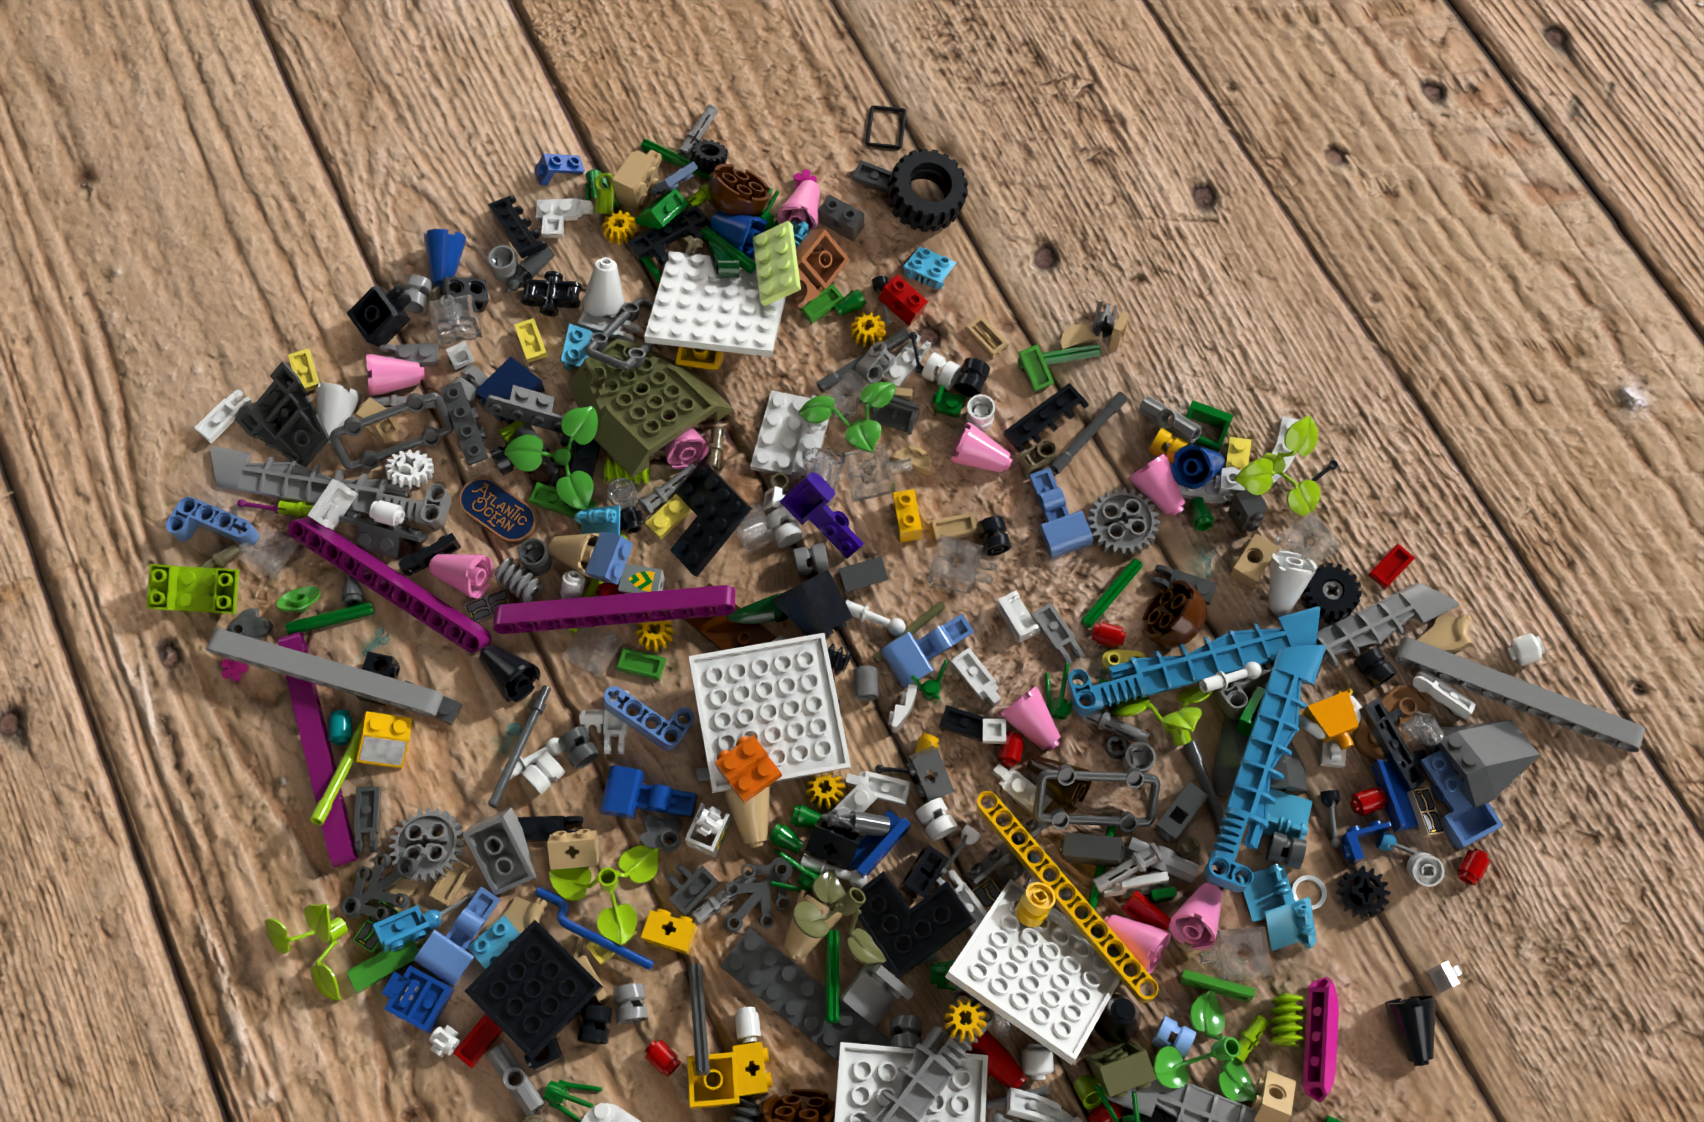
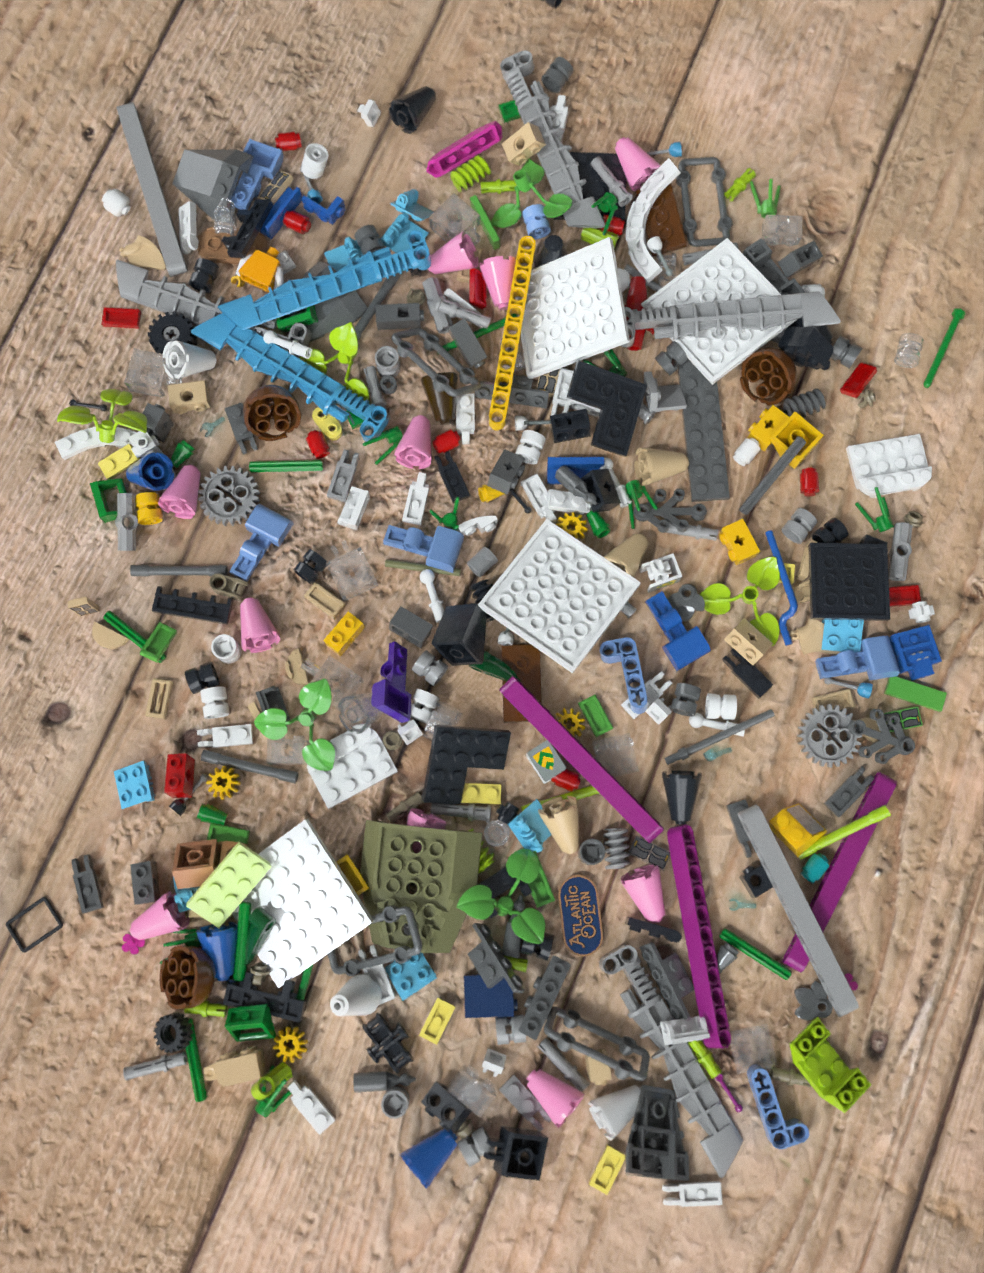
camera: 135 degrees left, 10 degrees up
(298, 599) = (764, 987): bright green dish -> none
(327, 931) = (940, 740): lime plant -> none
(387, 513) = (656, 983): white brick -> none
(401, 929) = (890, 698): dark azure bracket -> none
(409, 469) = (617, 1004): white gear -> none
(501, 851) = (790, 686): light grey slope -> none
(515, 227) = (358, 1124): black hinge -> none
(552, 226) = (332, 1098): white plate -> none
(557, 163) = (276, 1147): blue bracket -> none
(572, 585) = (589, 805): white brick -> none
(609, 558) = (551, 793): medium blue brick -> none
(674, 179) = (216, 1038): sand blue plate -> none
(693, 890) = (702, 551): dark grey hinge -> none
(747, 768) = (609, 570): orange plate -> none
(785, 838) = (622, 526): green cone -> none
(830, 891) = (668, 445): olive plant -> none
(832, 977) = (678, 425): green axle -> none
(875, 363) = (248, 751): light grey piece -> none
(919, 368) = (225, 719): black hinge -> none
(935, 168) = (54, 819): black tyre -> none
(948, 403) = (234, 680): green bracket -> none
(965, 1030) = (648, 312): yellow gear -> none
(994, 731) = (445, 455): white plate -> none
(1035, 904) = (534, 341): yellow wheel -> none
(1104, 320) = (80, 626): dark grey arm -> none
(1121, 1068) = (582, 225): olive slope -> none
(1162, 895) = (458, 288): green tile -> none
(1318, 882) = (382, 207): white piece -> none
(1331, 799) = (314, 243): hinge -> none
(1362, 902) = (356, 190): black gear -> none

